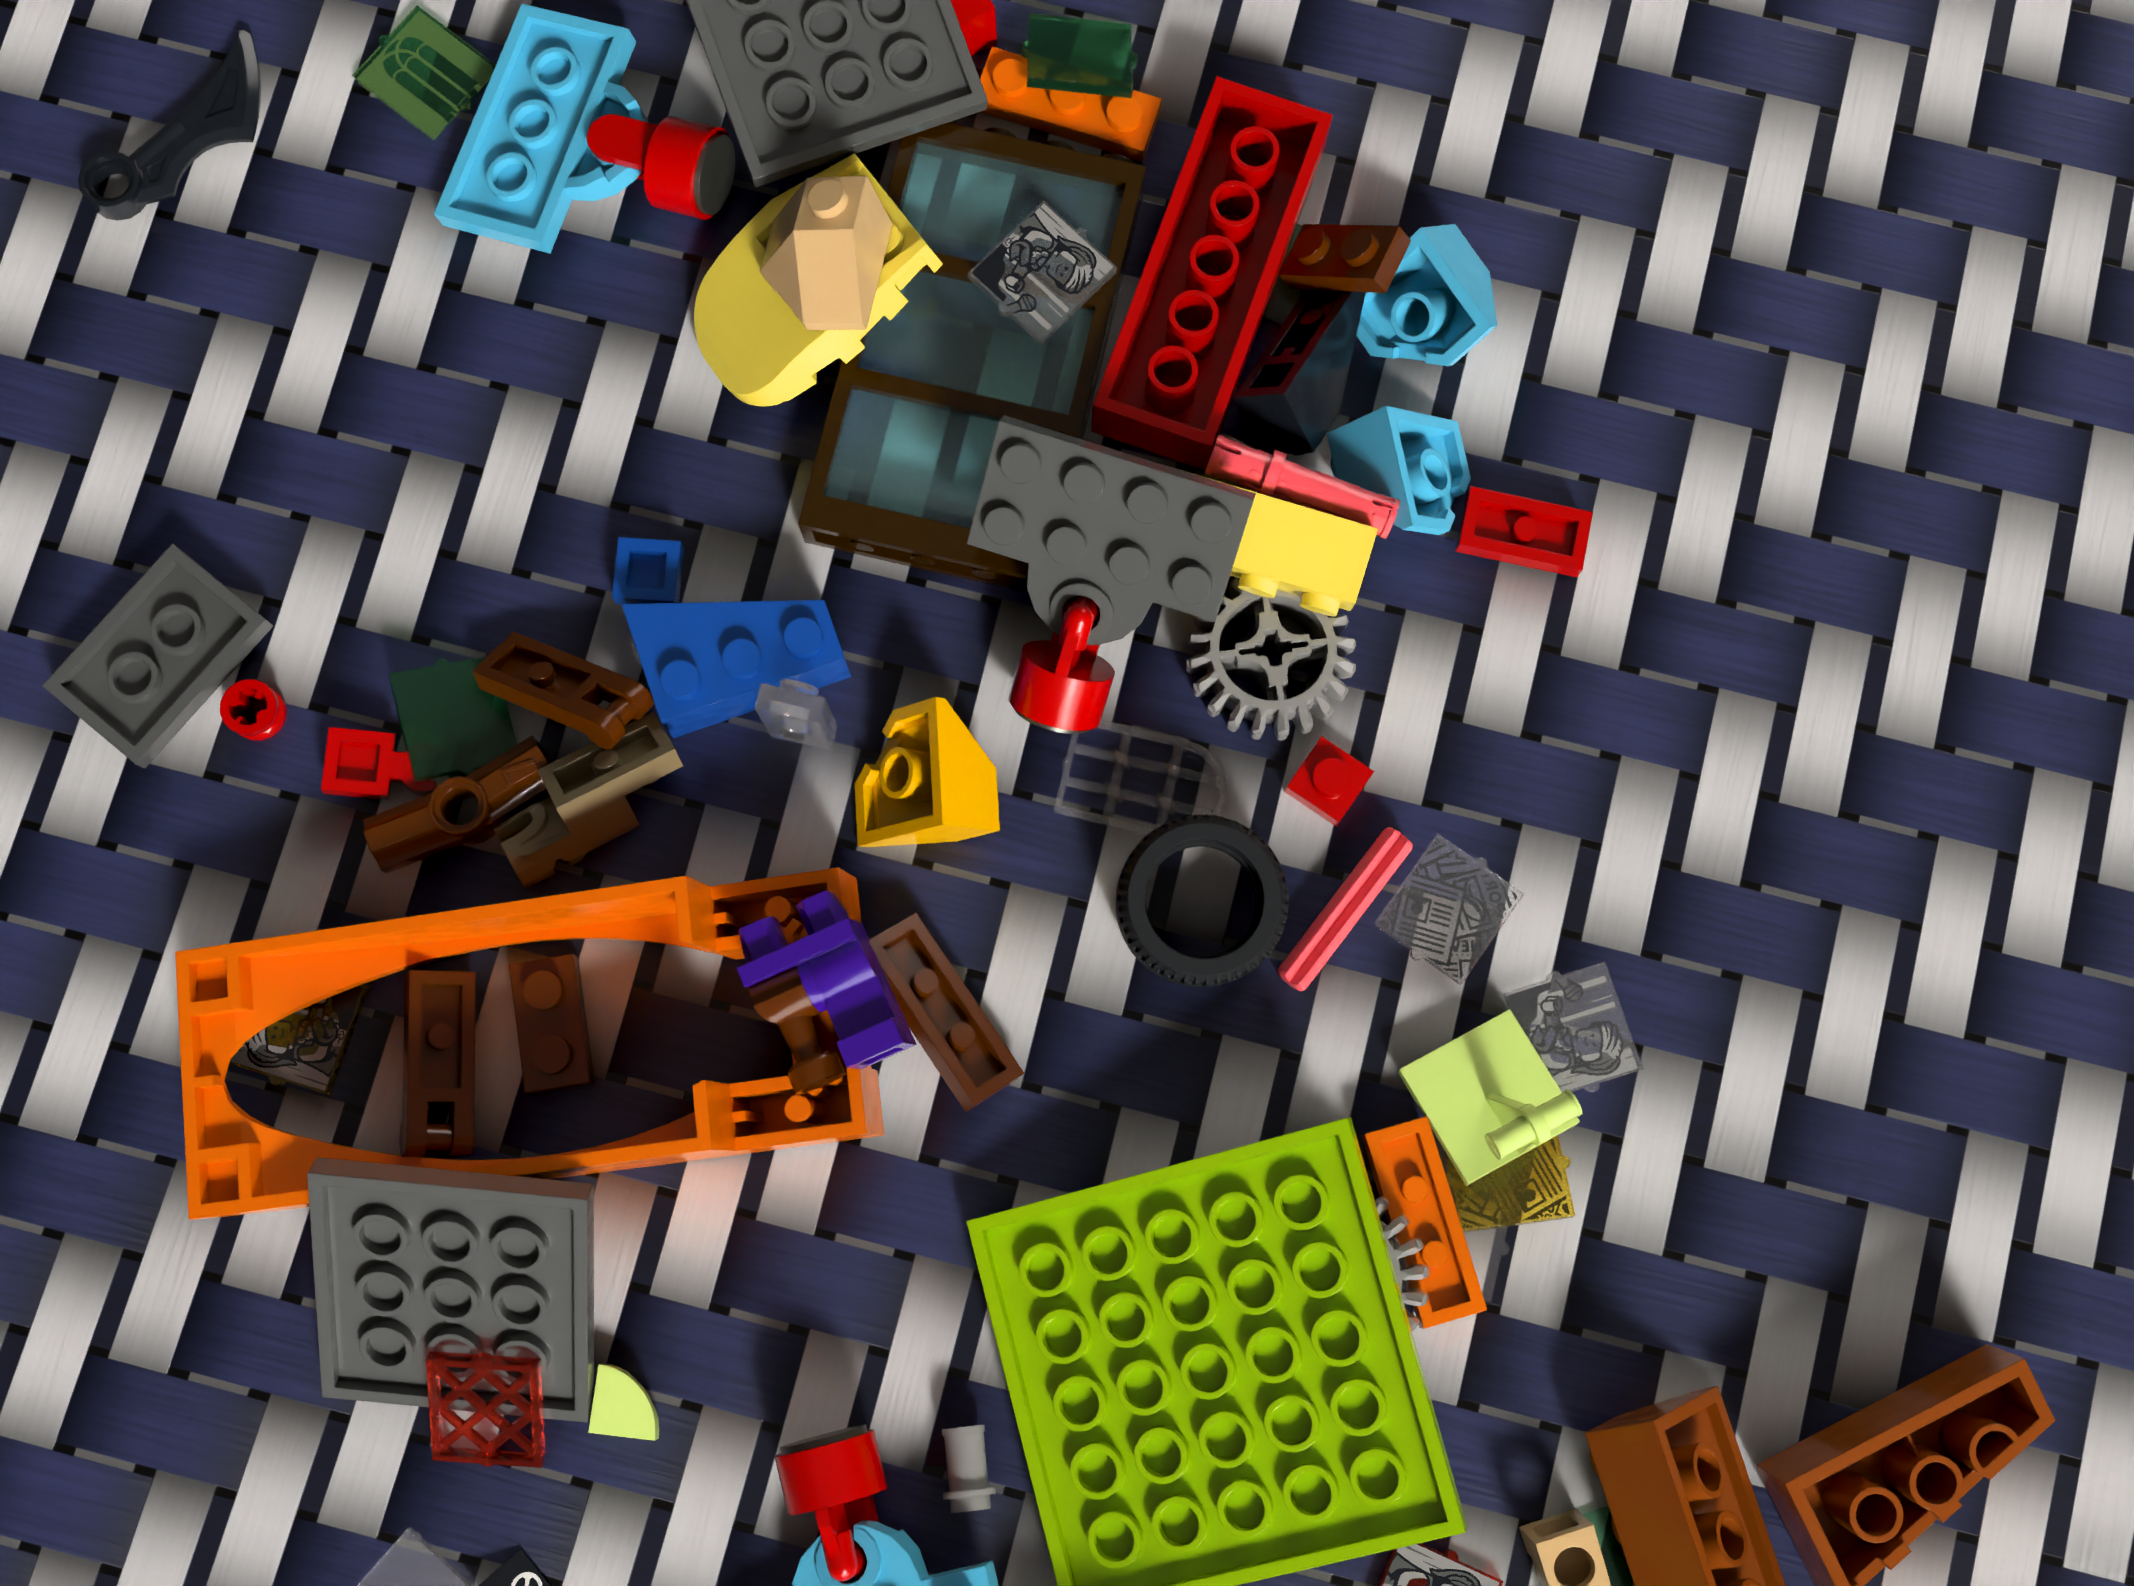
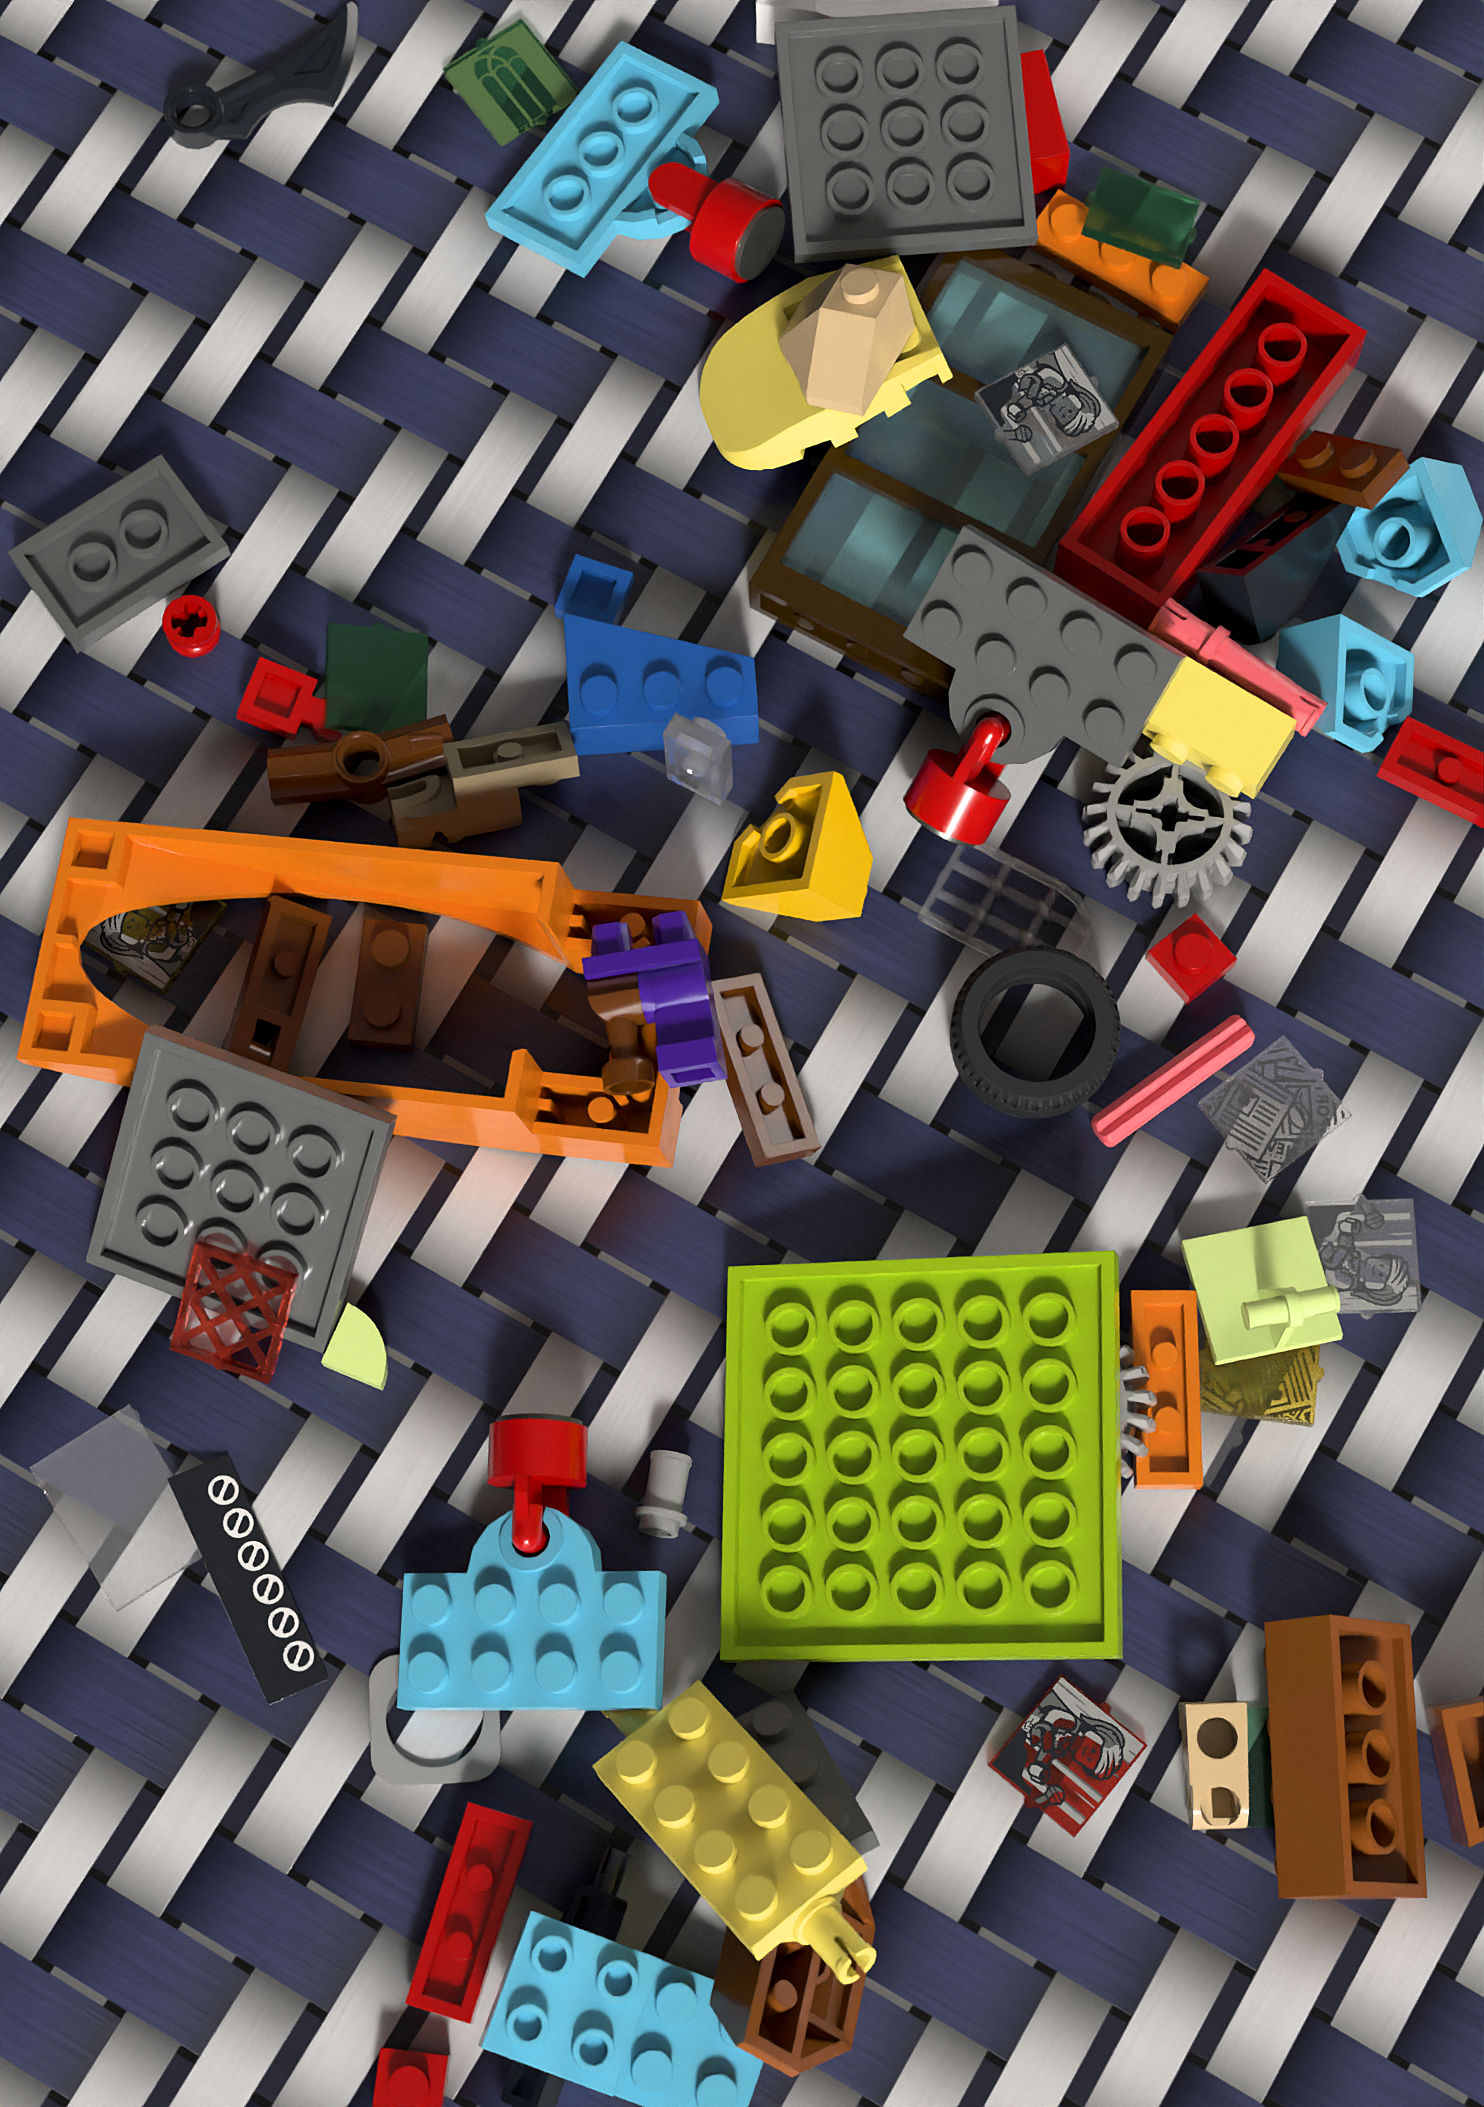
camera: 20 degrees right, 5 degrees down
(563, 688) = (487, 677): reddish brown plate -> none

